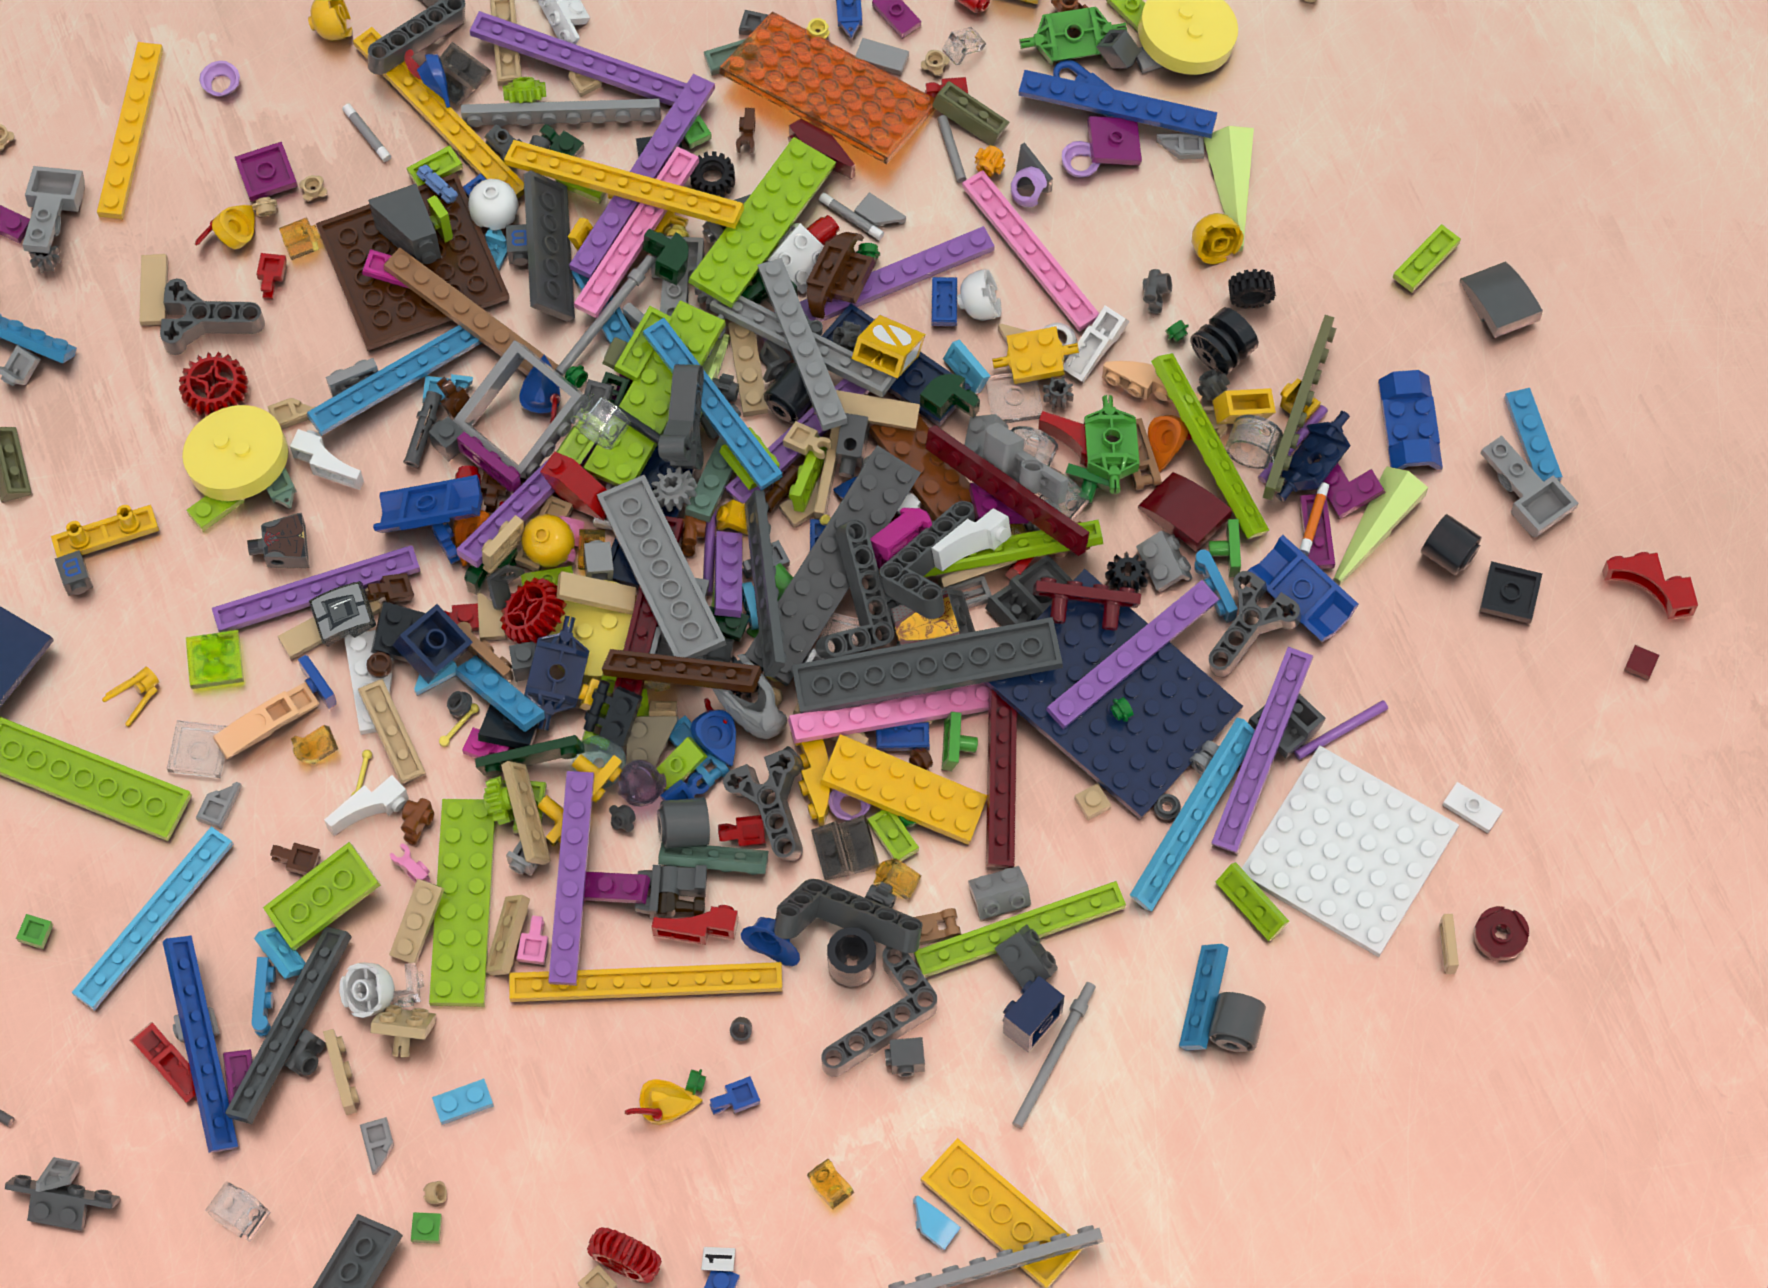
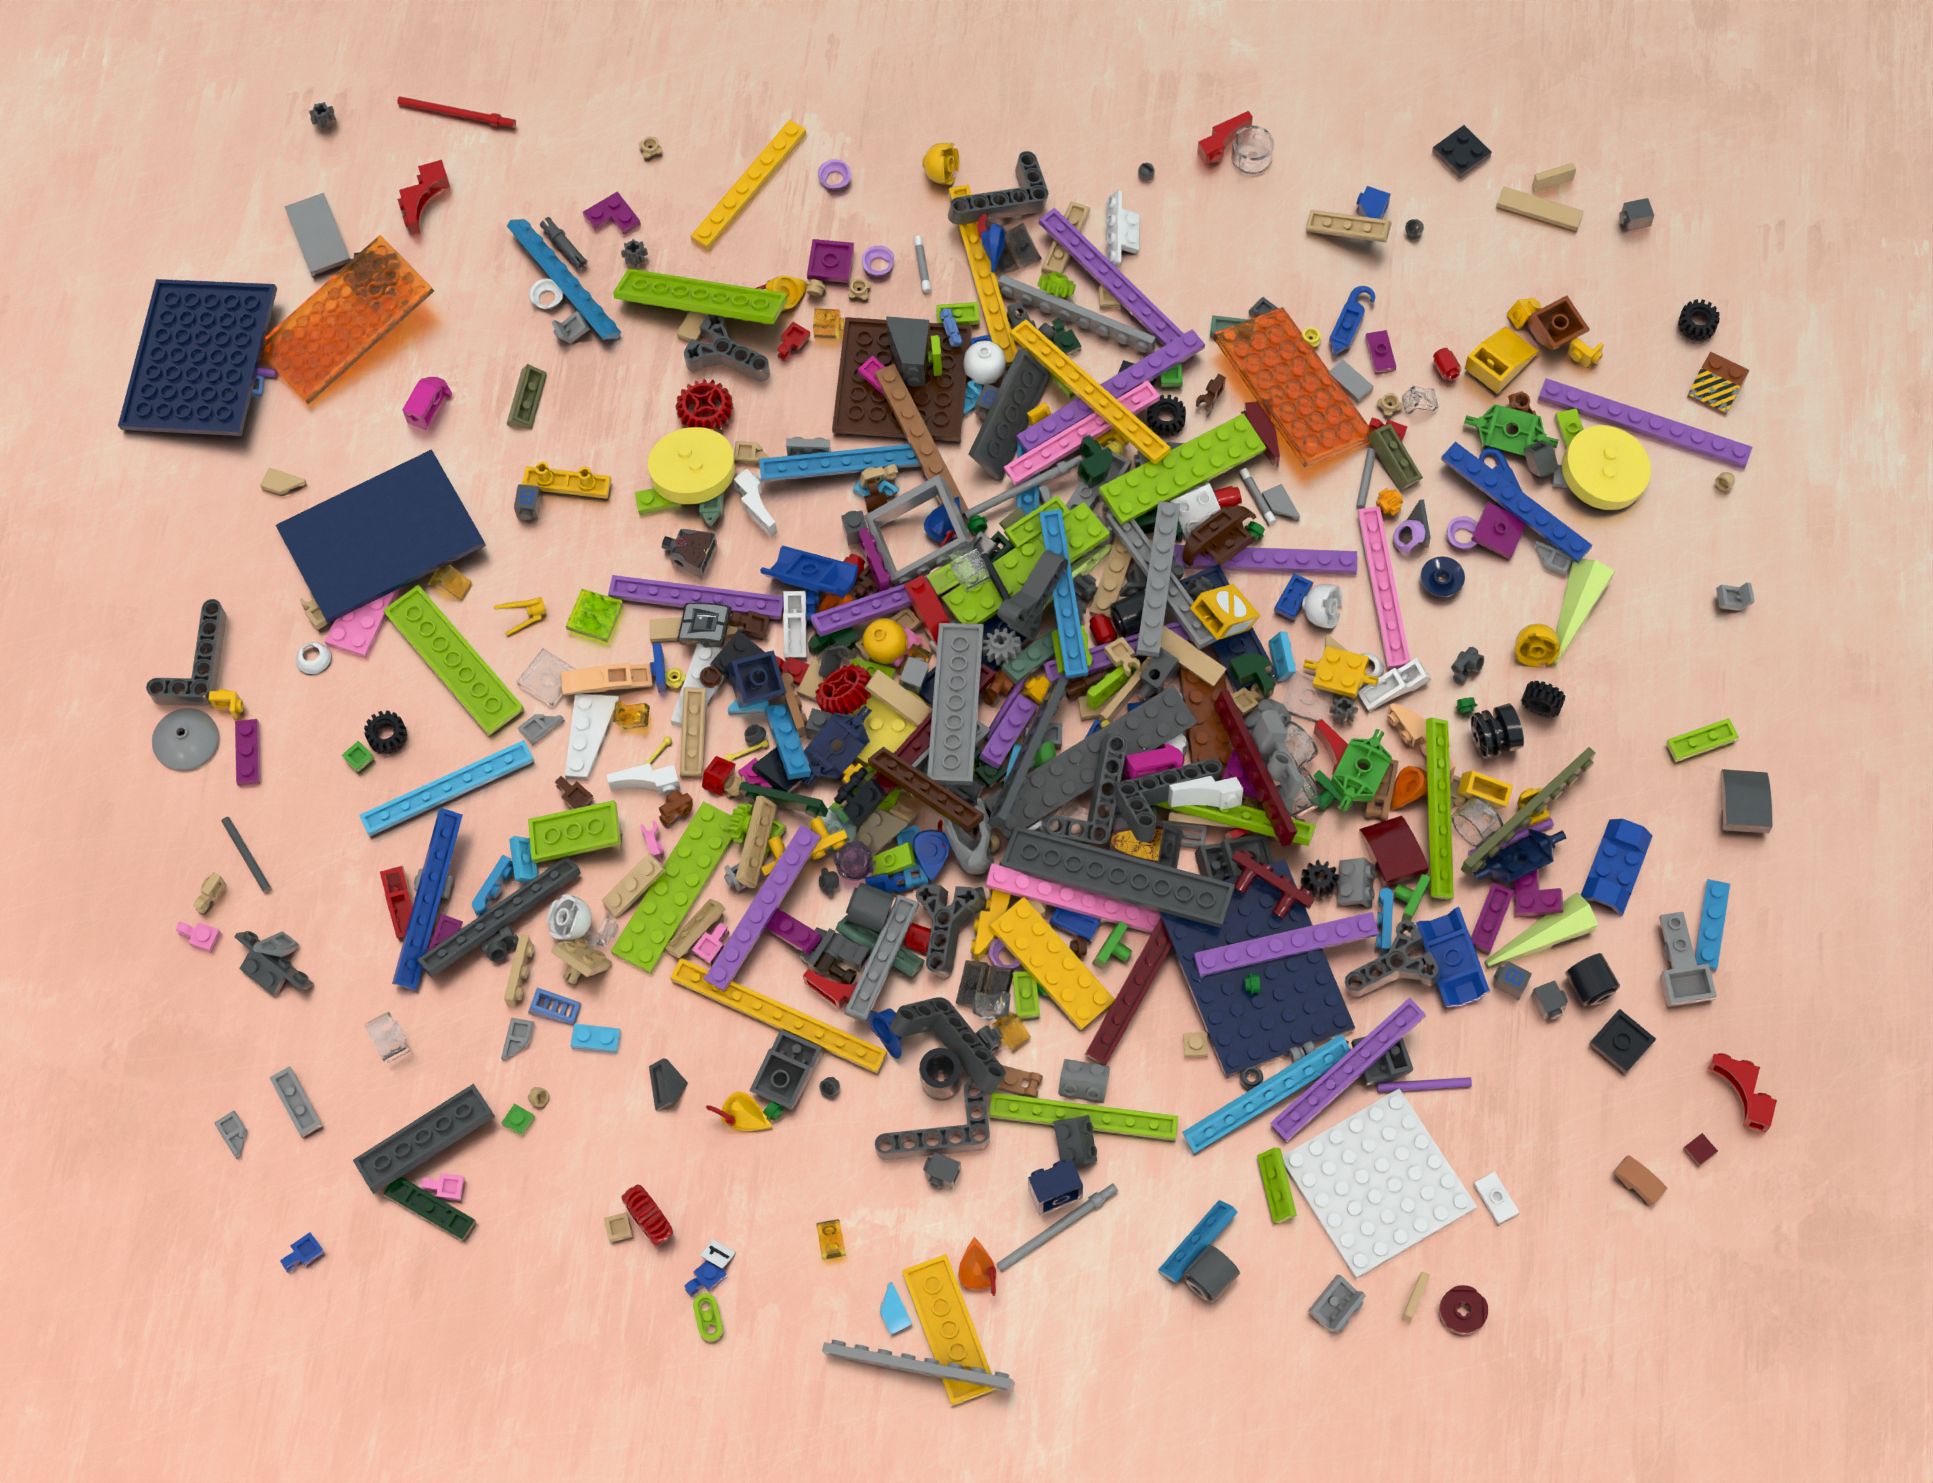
camera: 30 degrees right, 0 degrees up
(33, 695) = (451, 581): none -> clear yellow bracket
(50, 193) = (661, 206): light grey plate -> none
(55, 905) = (385, 720): none -> black tyre
(146, 270) = (700, 296): none -> lime plate
(274, 781) = (587, 733): none -> white wing
(314, 139) = (877, 252): none -> lavender piece
(344, 689) = (674, 683): none -> light yellow plate
(400, 1100) = (552, 1014): none -> medium blue slope
(431, 402) = (858, 493): dark grey pin -> none
(439, 568) = (795, 624): none -> white slope
(442, 764) = (717, 775): none -> red bracket
(445, 370) = (878, 474): none -> tan plate
(466, 766) = (733, 784): none -> tan plate
(506, 540) = (849, 627): tan plate -> none
(564, 1111) = (666, 1083): none -> dark grey slope
(686, 1032) = (787, 1069): none -> dark grey slope
(726, 869) = (881, 958): none -> light grey tile
(738, 1094) = (801, 1137): blue plate -> none
(767, 425) = (1102, 629): none -> red brick
(866, 862) = (991, 1006): none -> clear bracket
(956, 425) = (1247, 700): none -> tan plate
(996, 1137) = (977, 1268): none -> orange piece
(1084, 203) = (1443, 568): none -> dark blue dish
(1212, 384) = (1470, 760): dark grey gear -> none
(1314, 518) = (1492, 906): orange bar -> none
(1371, 583) = (1512, 979): none -> dark grey brick
(1376, 990) = (1336, 1304): none -> light grey bracket
(1383, 102) = (1735, 597): none -> light grey bracket
(1419, 586) = (1549, 1000): none -> dark grey brick
(1598, 717) = (1640, 1178): none -> nougat slope

